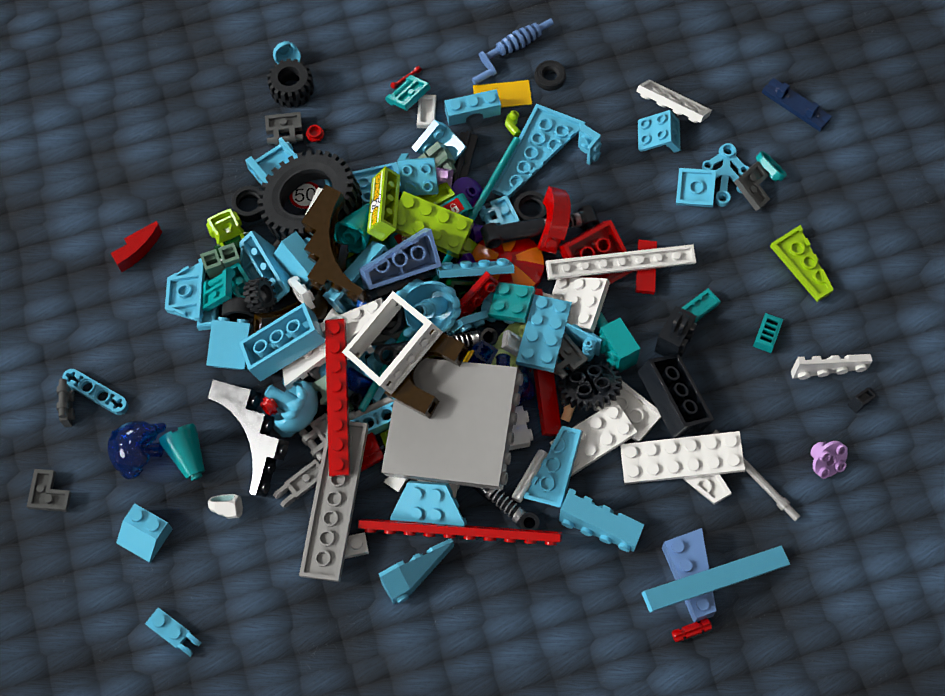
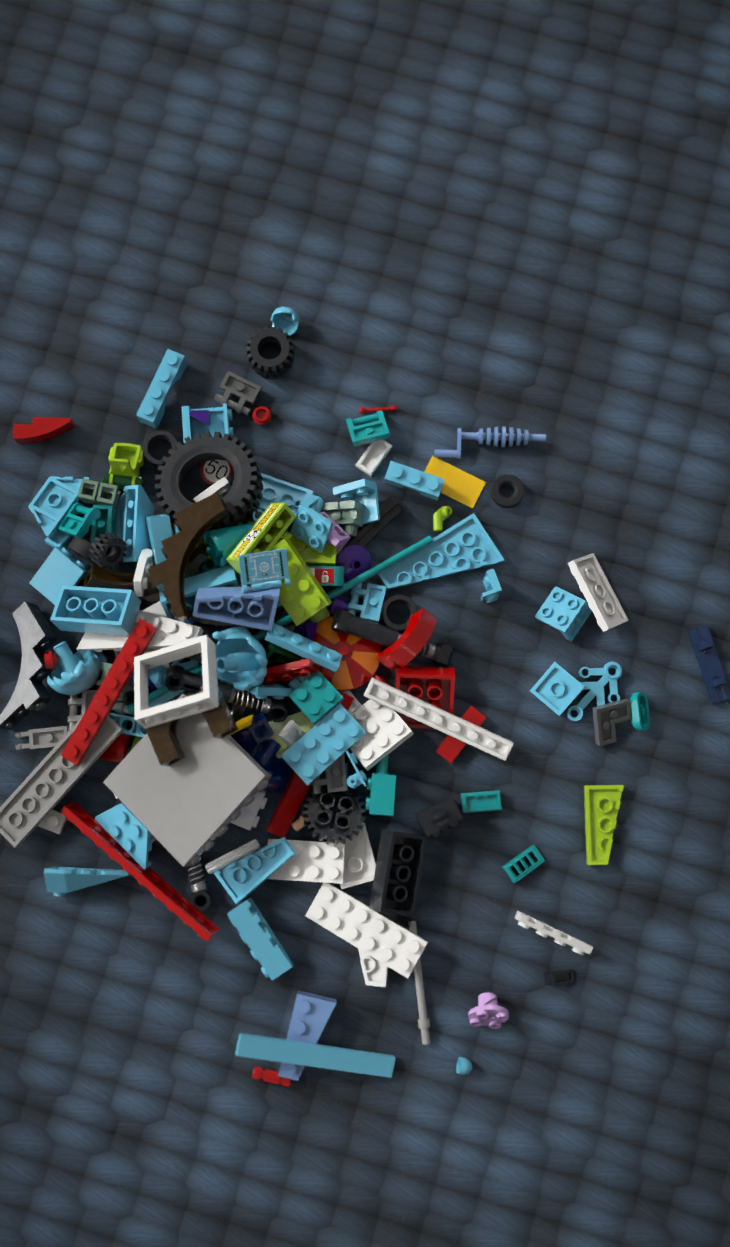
camera: 30 degrees right, 15 degrees up
(218, 159) = (167, 375): none -> medium azure arch
(266, 158) = (202, 415): none -> dark purple slope
(405, 219) = (264, 570): none -> medium azure piece
(840, 516) = (463, 1066): none -> medium azure hinge

